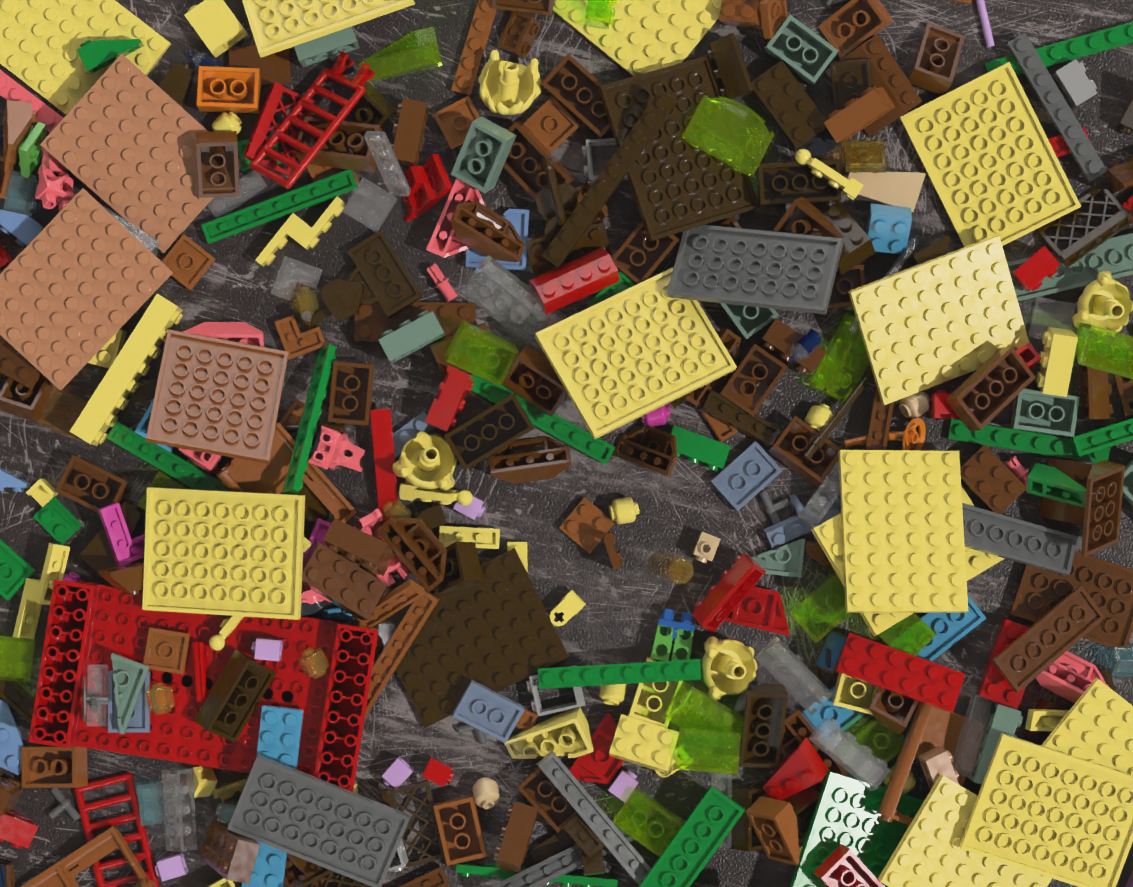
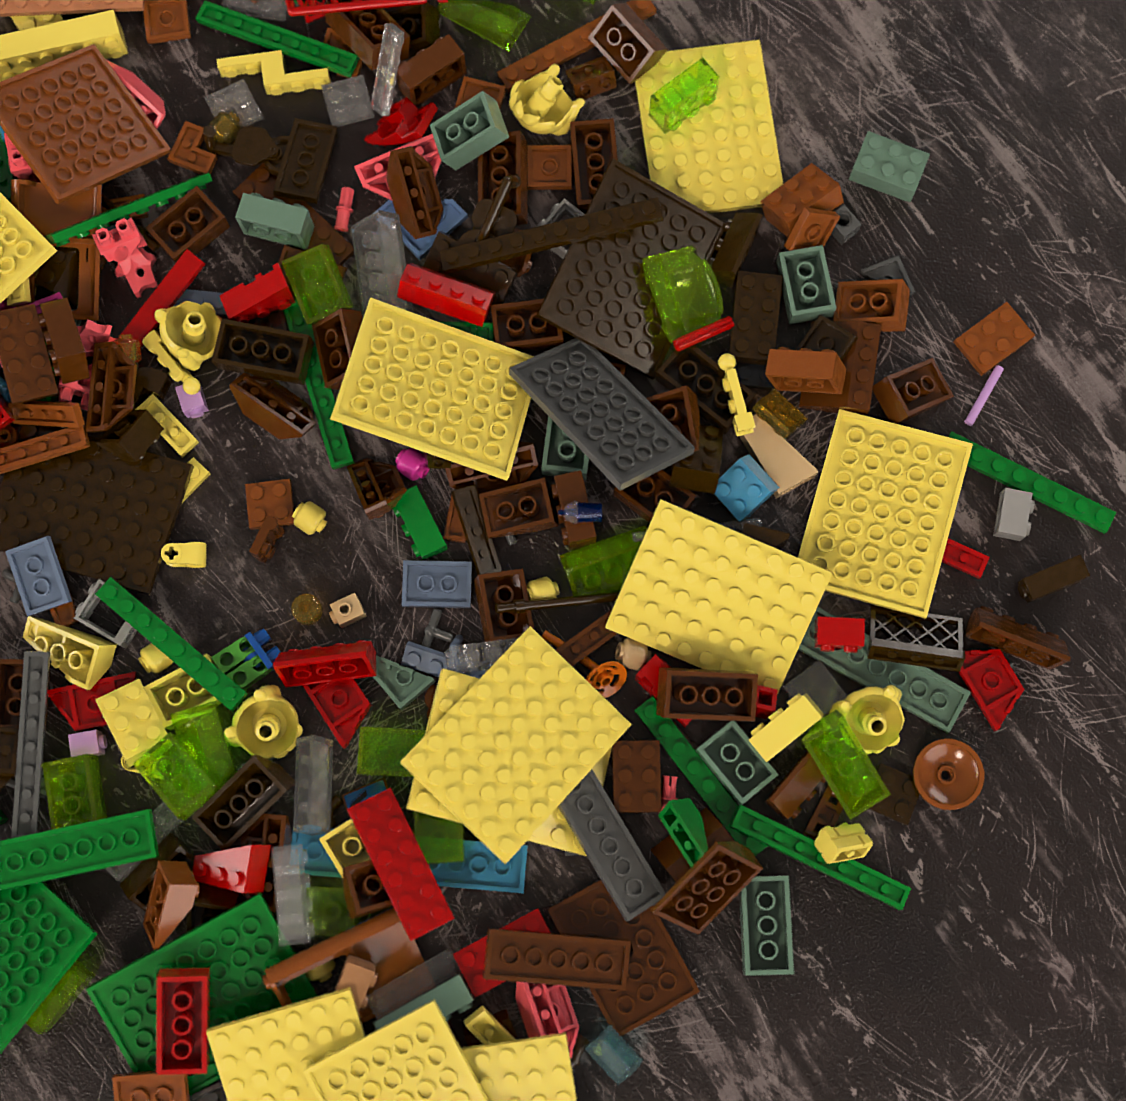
camera: 40 degrees right, 10 degrees down
(768, 150) = (703, 333): none -> red axle
(1056, 107) = (979, 519): dark grey plate -> none

